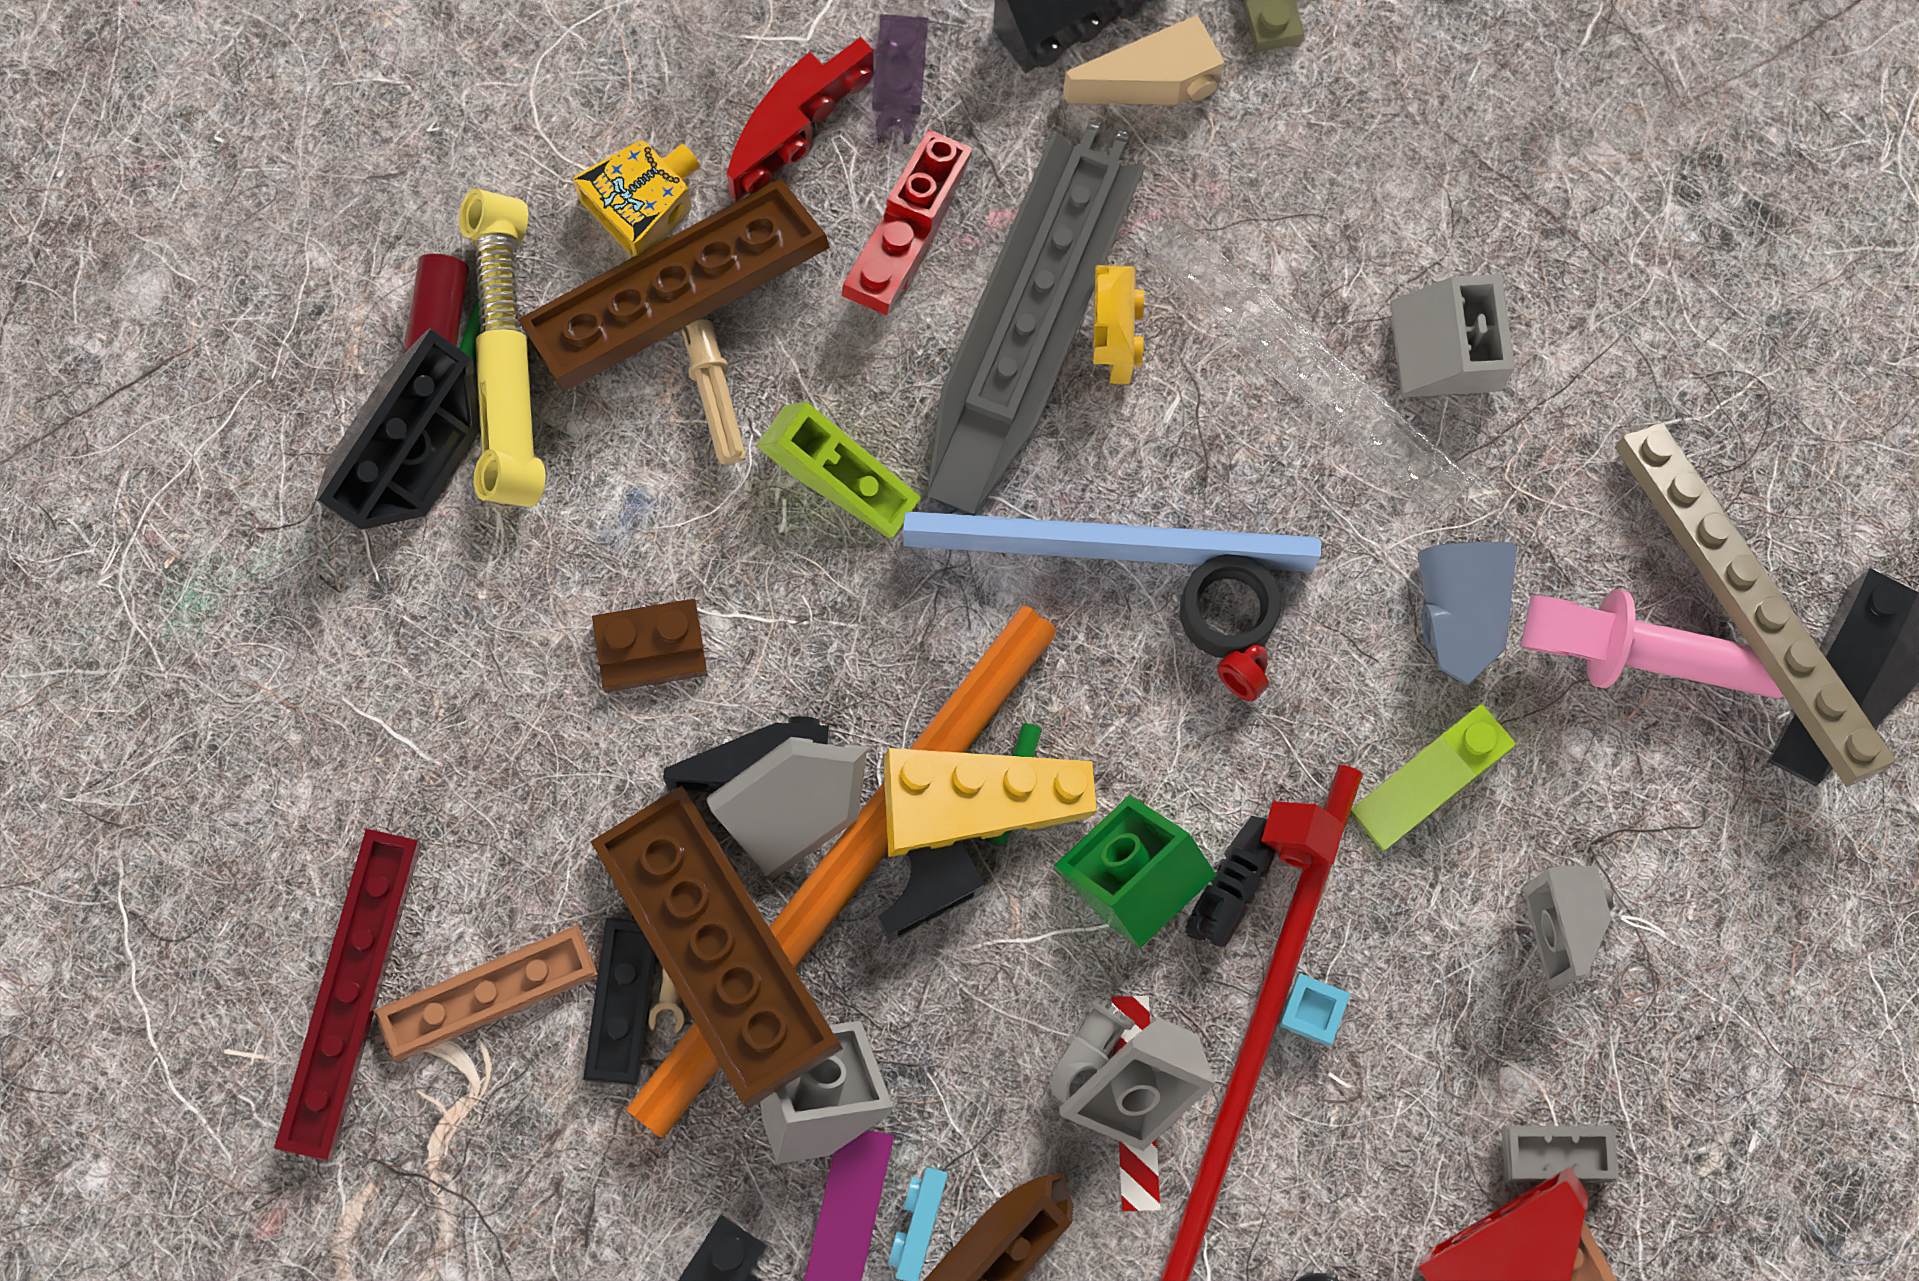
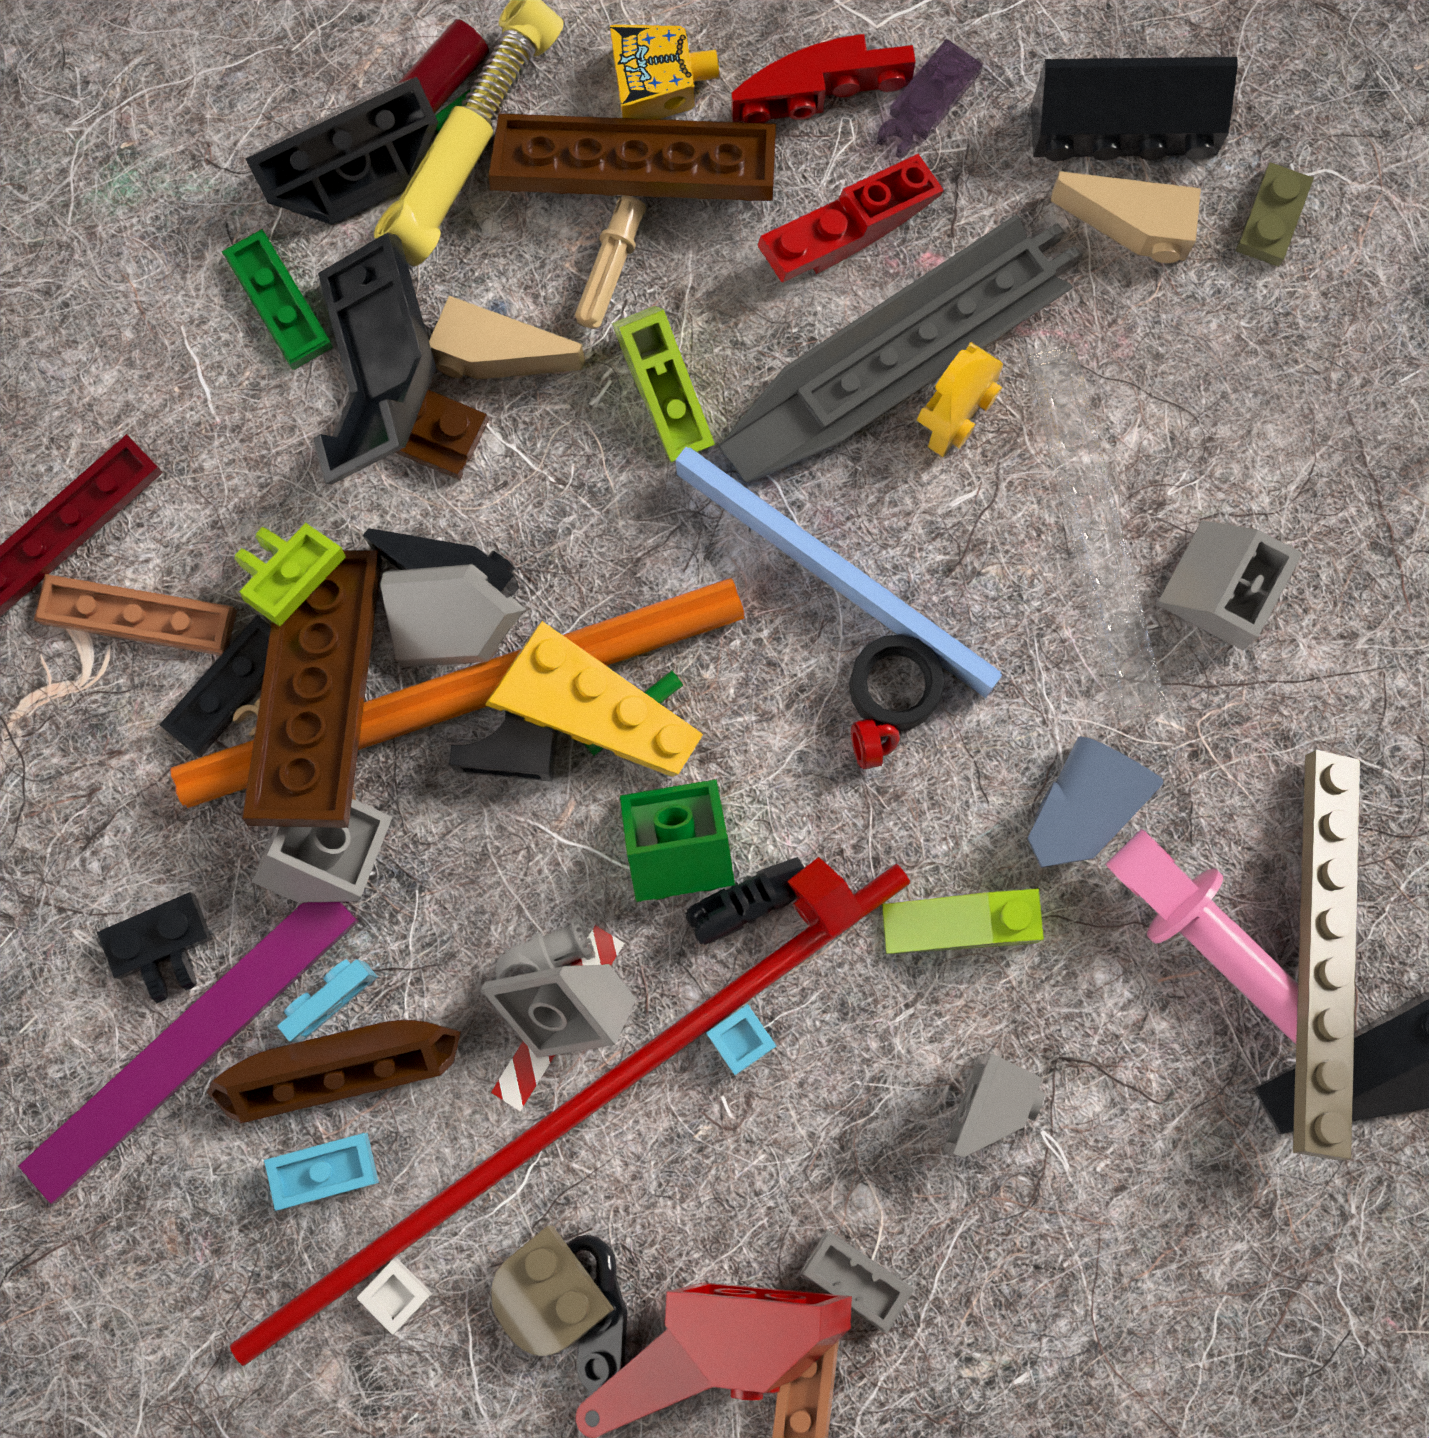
camera: 40 degrees right, 5 degrees up
(420, 615) = (277, 299): none -> green tile
(566, 607) = (381, 354): none -> black windscreen
(621, 855) = (290, 574): none -> lime hinge
(657, 532) = (495, 346): none -> tan slope

